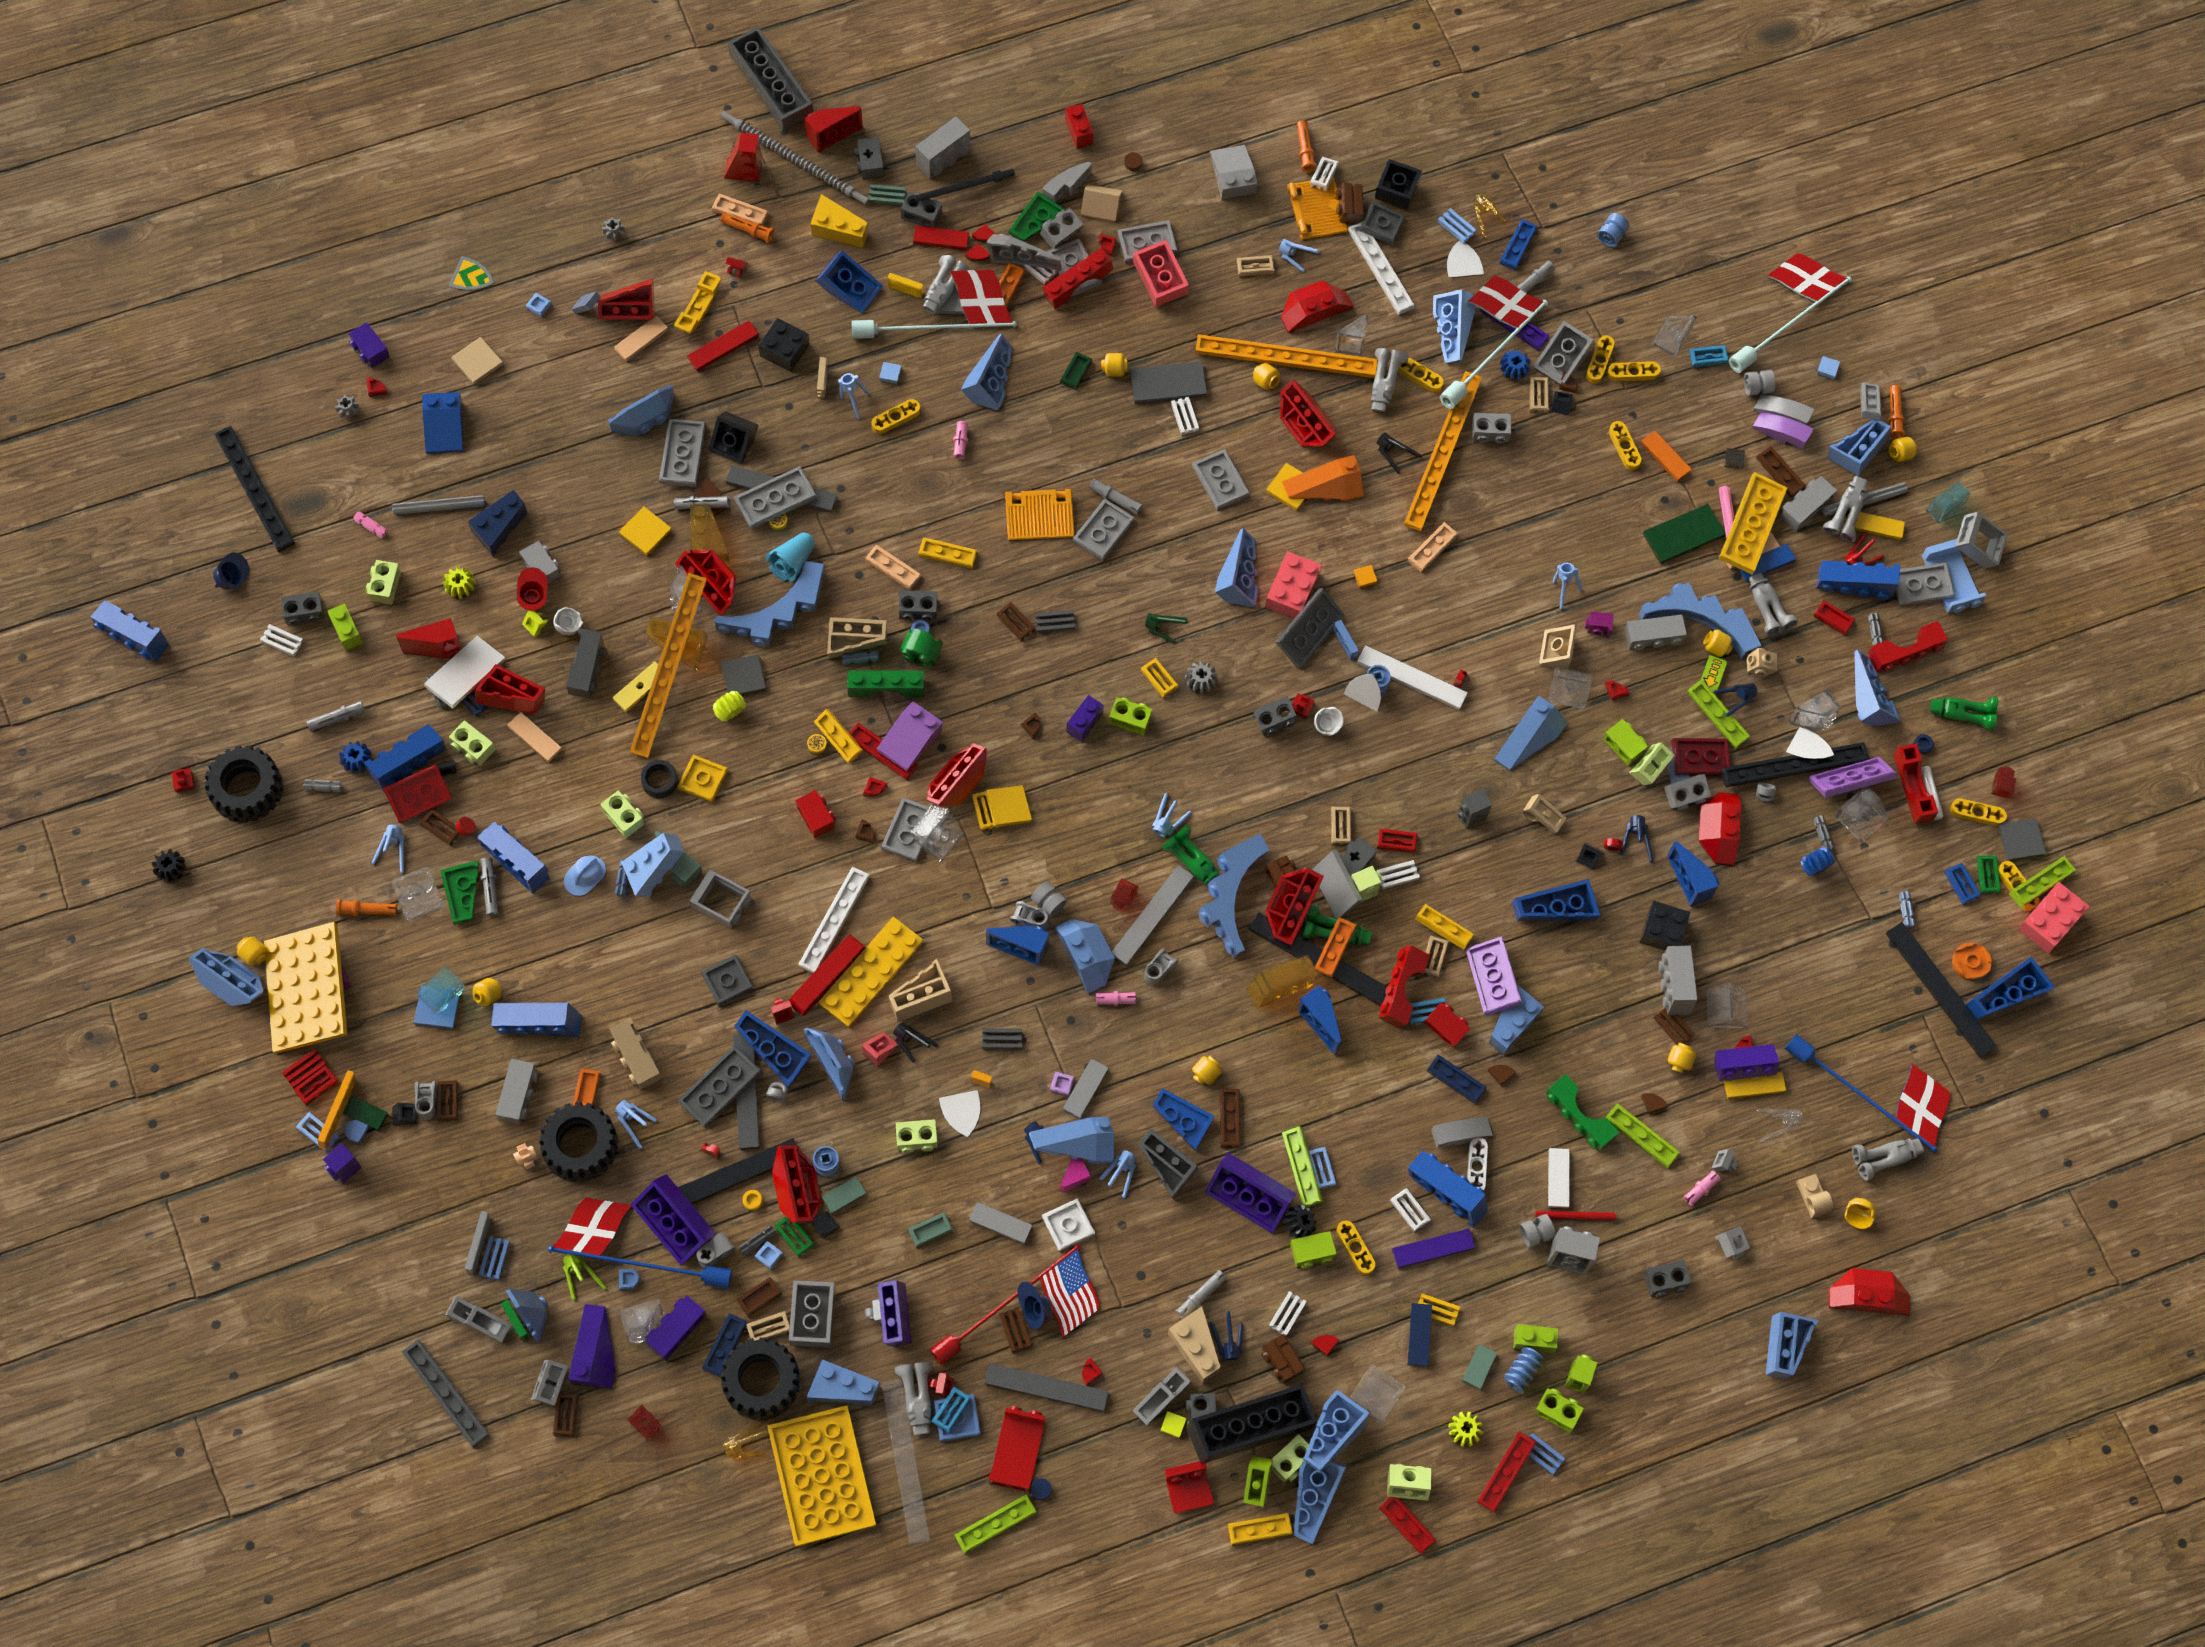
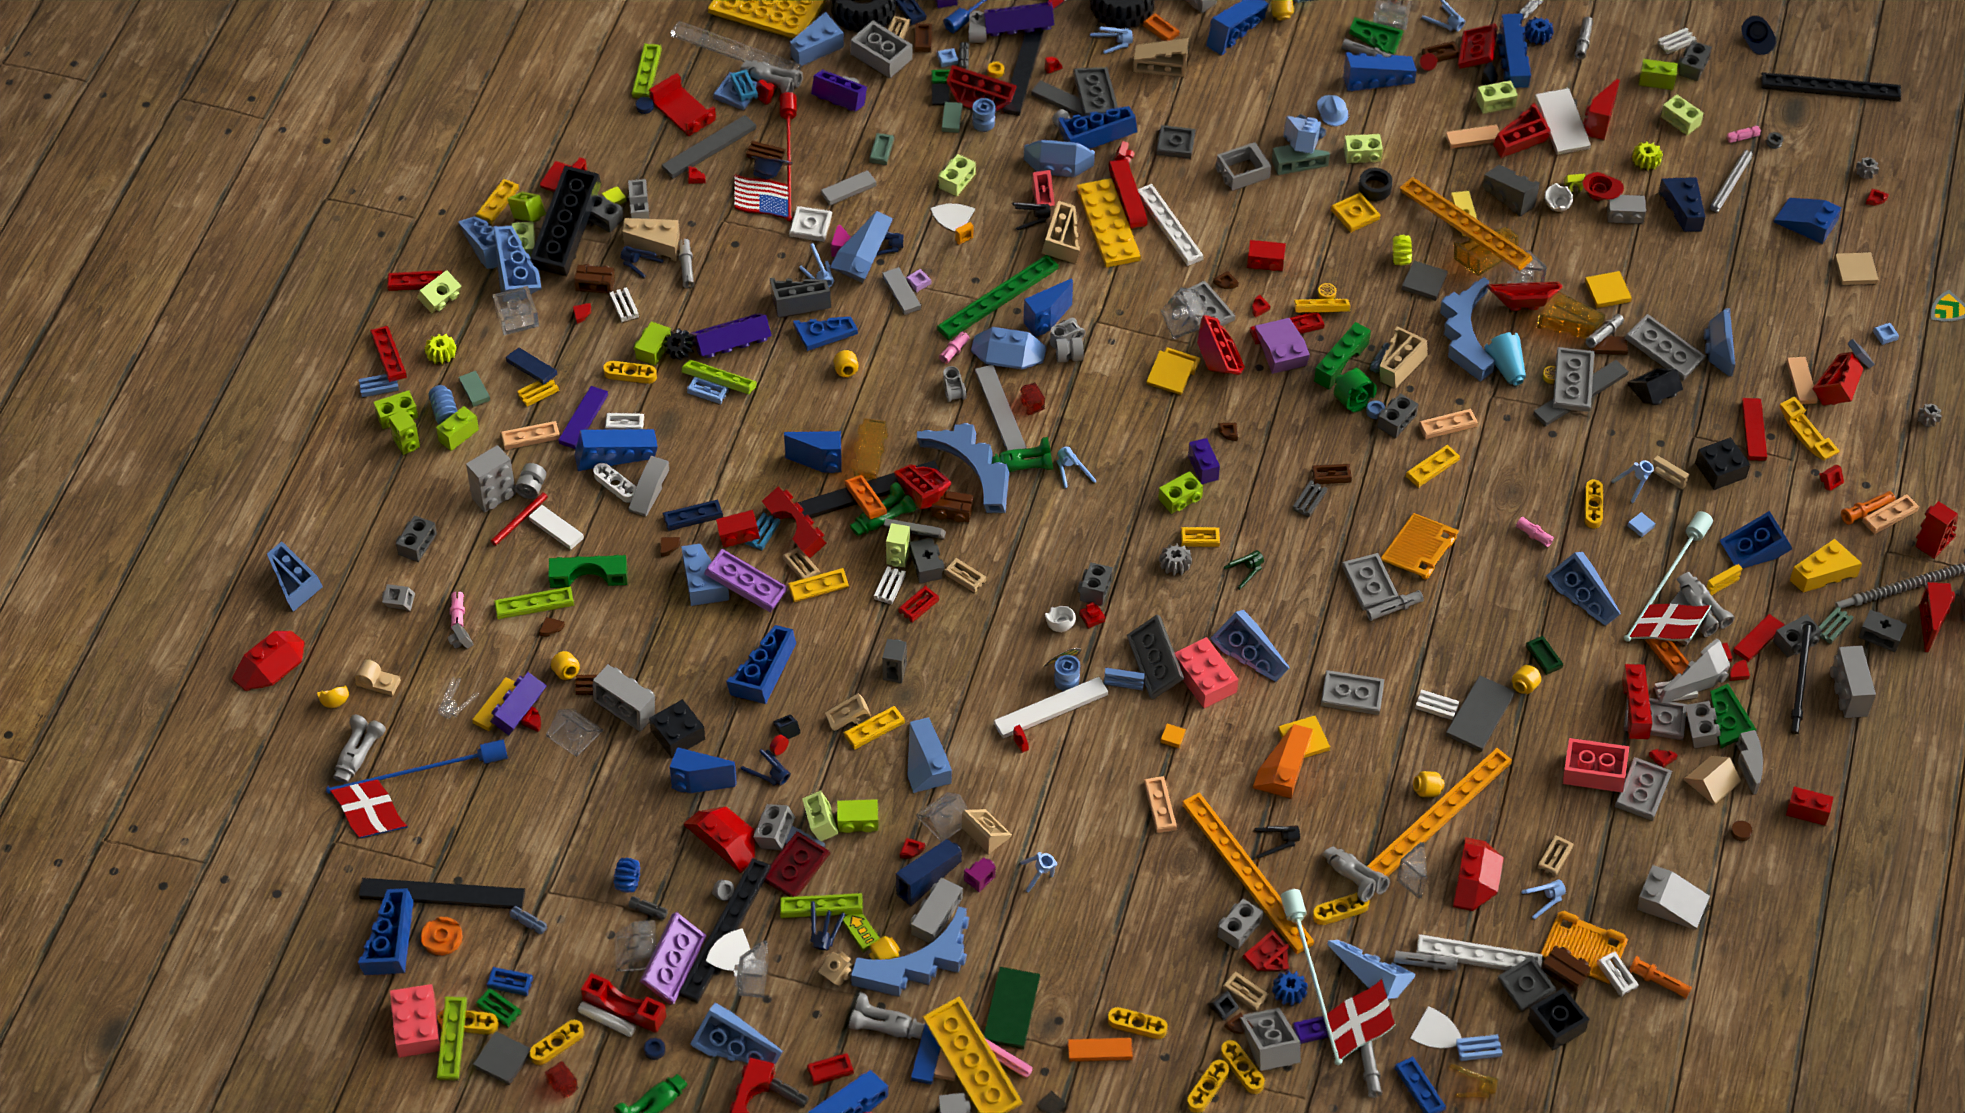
camera: 130 degrees right, 15 degrees down
(359, 503) = (1771, 143): none -> dark grey bush
(368, 345) = (1919, 208): dark purple brick -> none
(996, 1031) = (983, 263): dark grey tile -> none
(1029, 1004) = (997, 297): none -> green tile
(1229, 1118) = (798, 360): reddish brown tile -> none
(1305, 417) = (1361, 787): red wedge -> none
(1413, 289) = (1450, 963): none -> light grey pin
(1487, 1278) = (530, 435): none -> light nougat tile
(1496, 397) = (1268, 954): none -> red slope
(1528, 787) = (874, 727): none -> yellow tile
(1631, 657) = (921, 874): none -> dark blue slope

